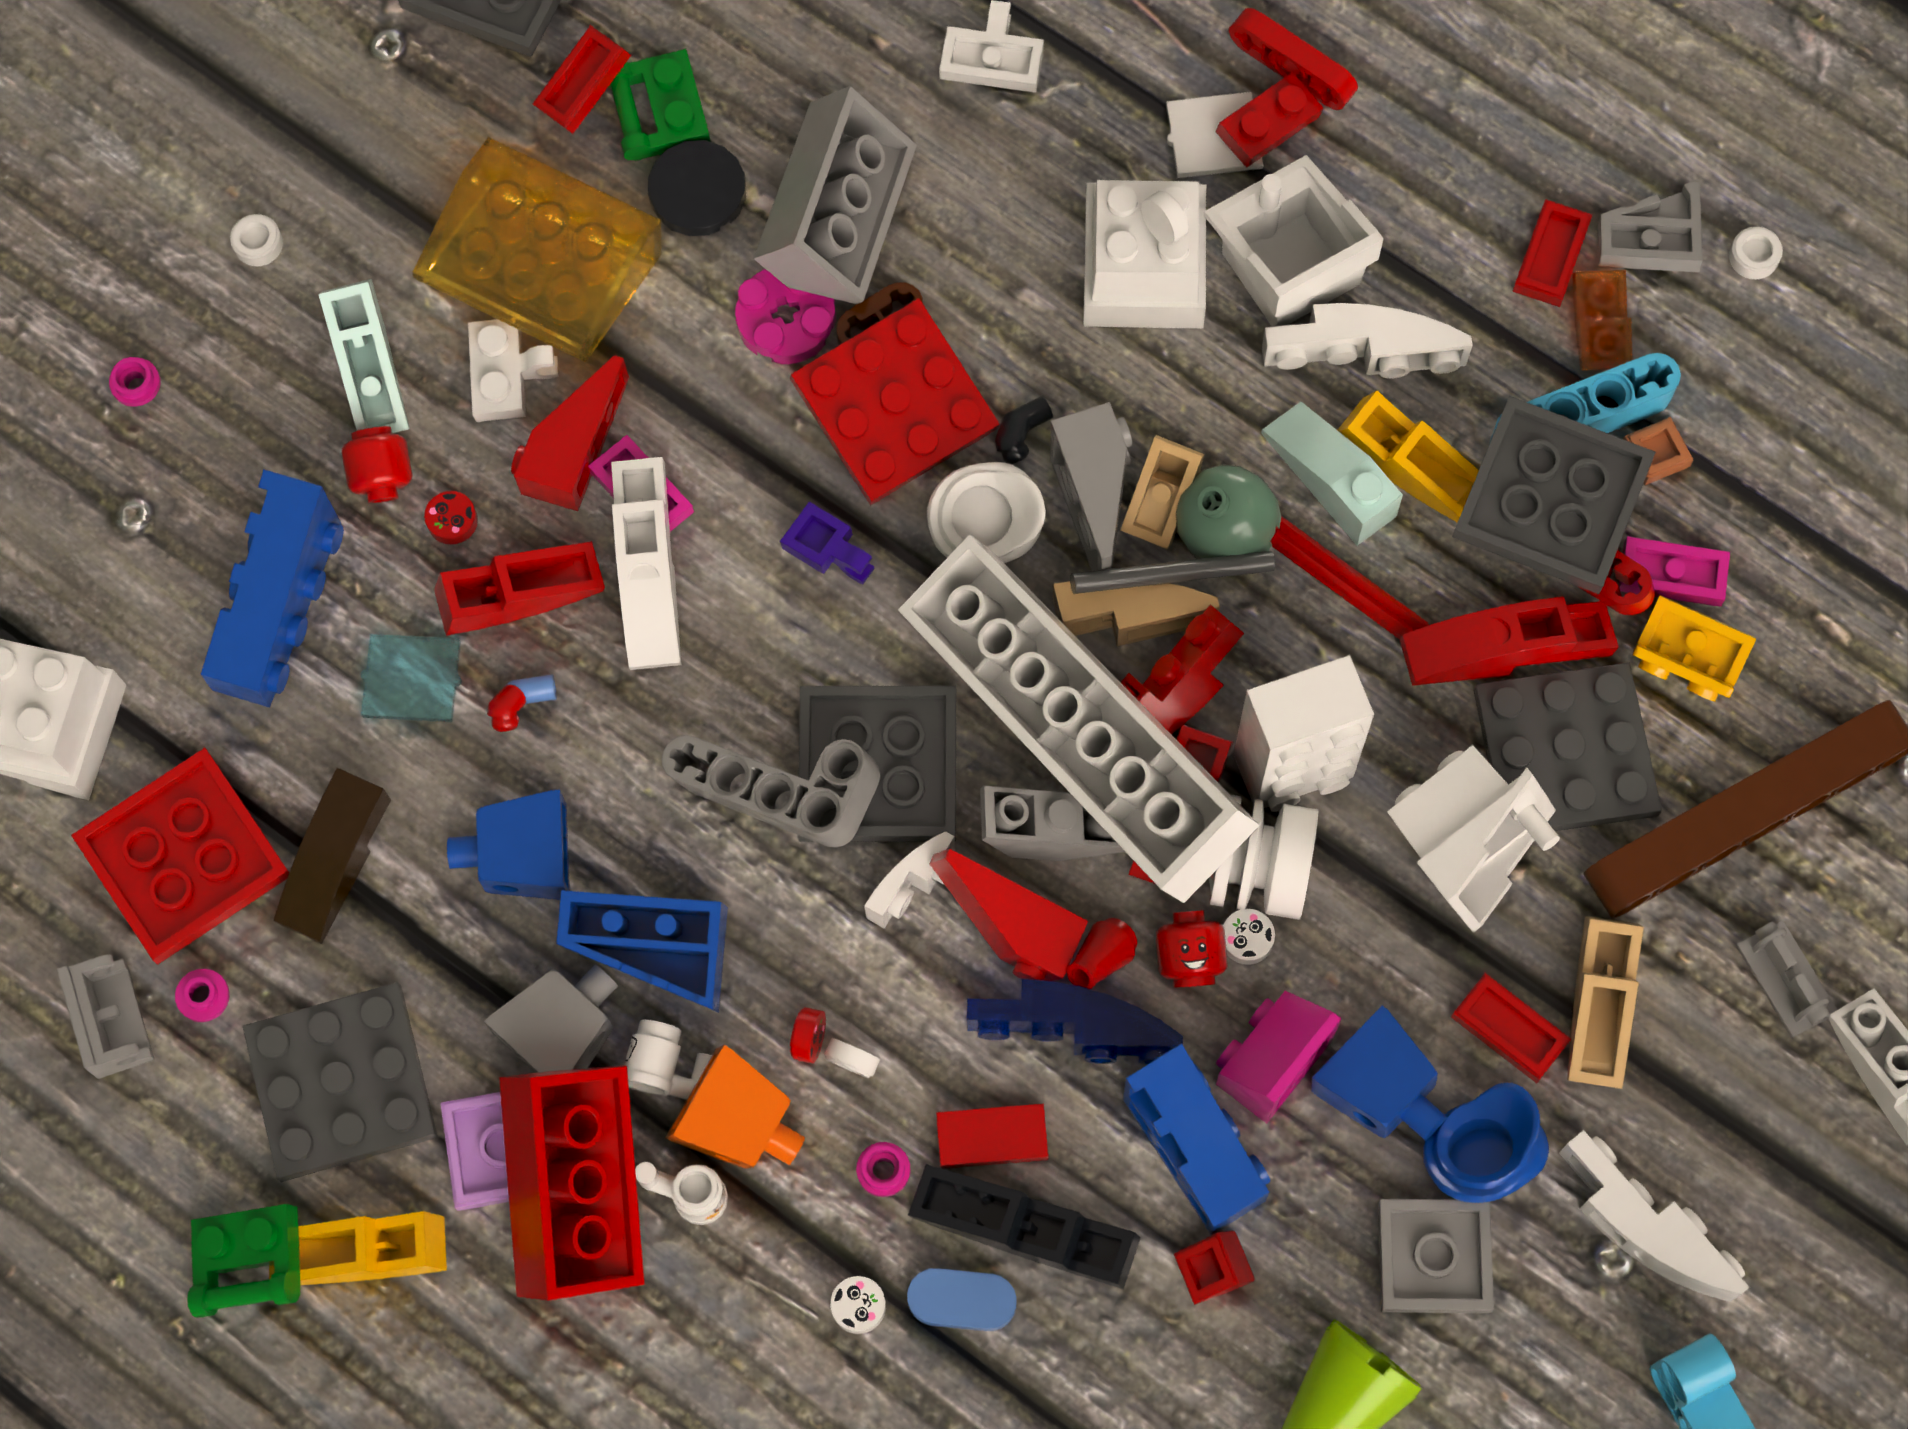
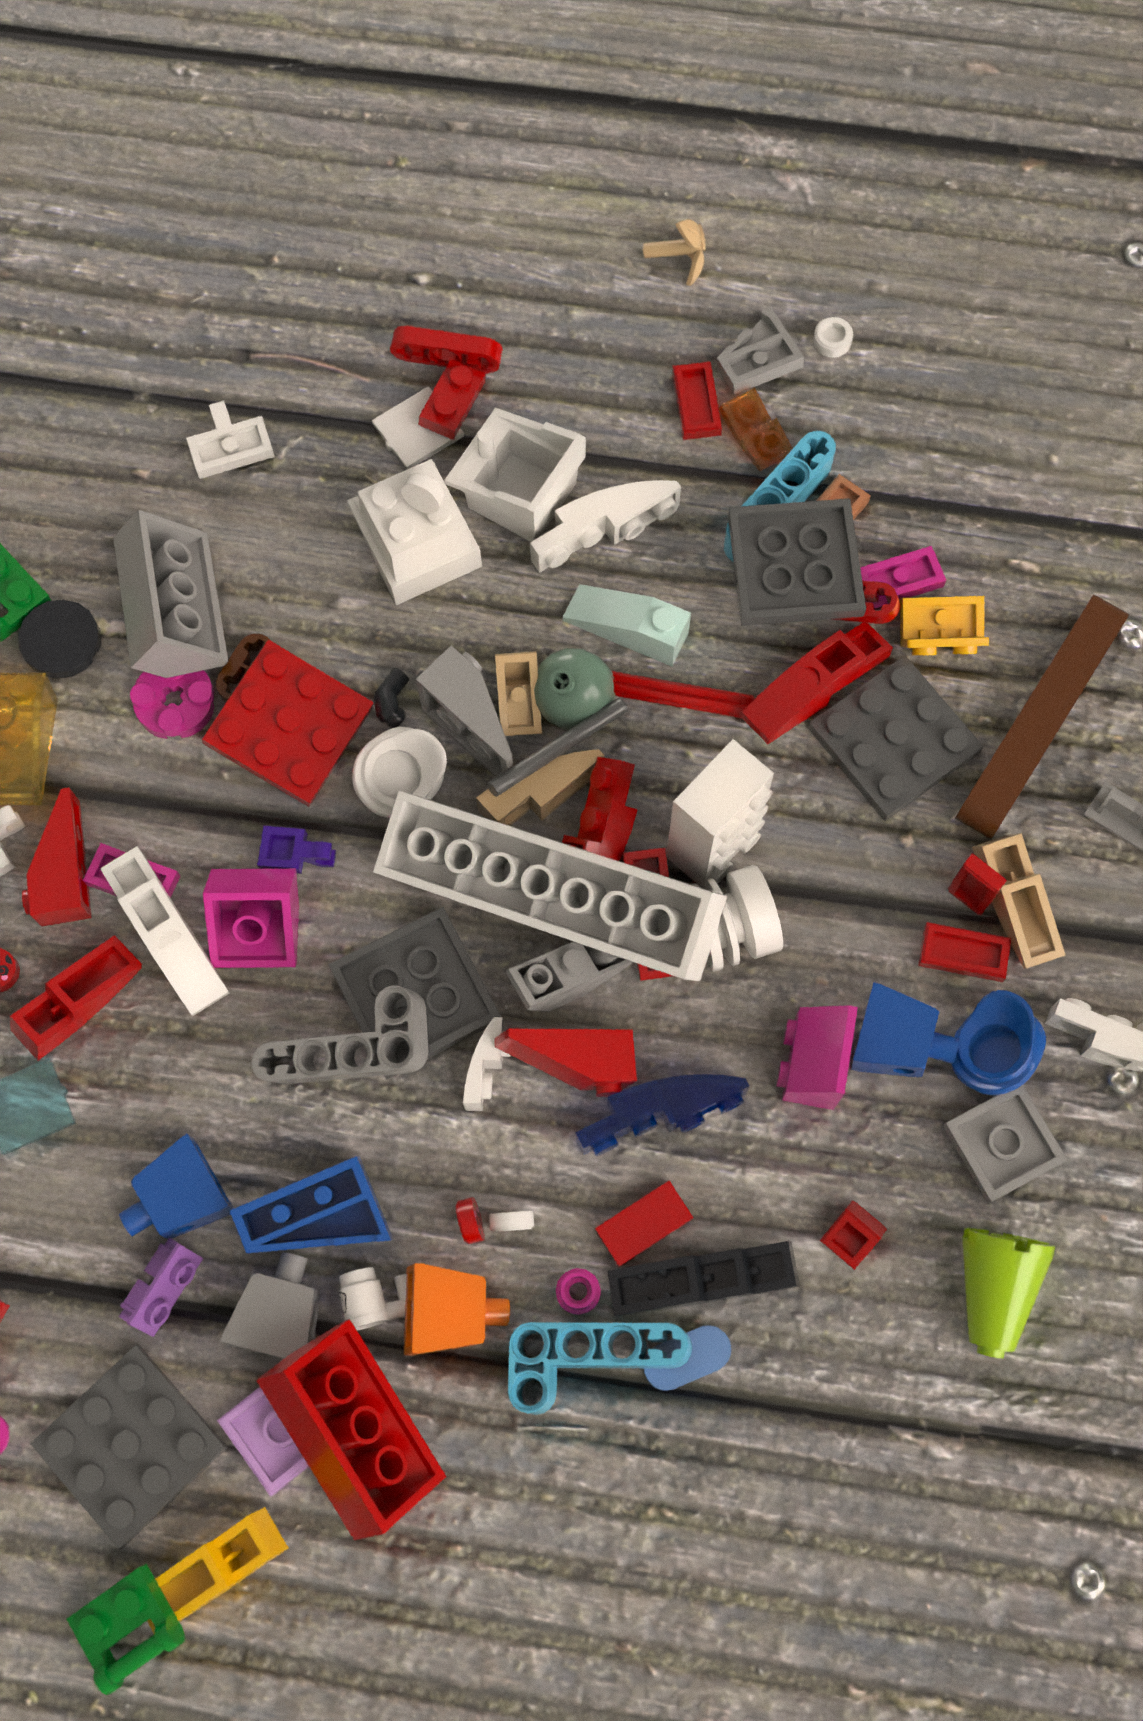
camera: 30 degrees left, 0 degrees up
(331, 855) = (33, 1274): dark brown slope -> none
(472, 926) = (150, 1305): none -> medium lavender hinge
(515, 695) = (115, 1079): arm -> none
(695, 1190) = (449, 1385): white piece -> none
(746, 595) = (252, 917): none -> dark pink slope
(858, 1304) = (613, 1403): white tile -> none
(868, 1243) = (599, 1355): none -> medium azure beam
(1104, 951) = (654, 1045): red cone -> none
(1191, 950) = (715, 1012): red head -> none
(1196, 1139) = (795, 1150): blue wedge -> none
(1248, 936) = (747, 981): white tile -> none
(1411, 455) = (680, 583): yellow slope -> none
(1473, 830) = (868, 824): white piece -> none
(1559, 958) = (976, 884): none -> red tile
(1645, 63) = (691, 245): none -> tan plant

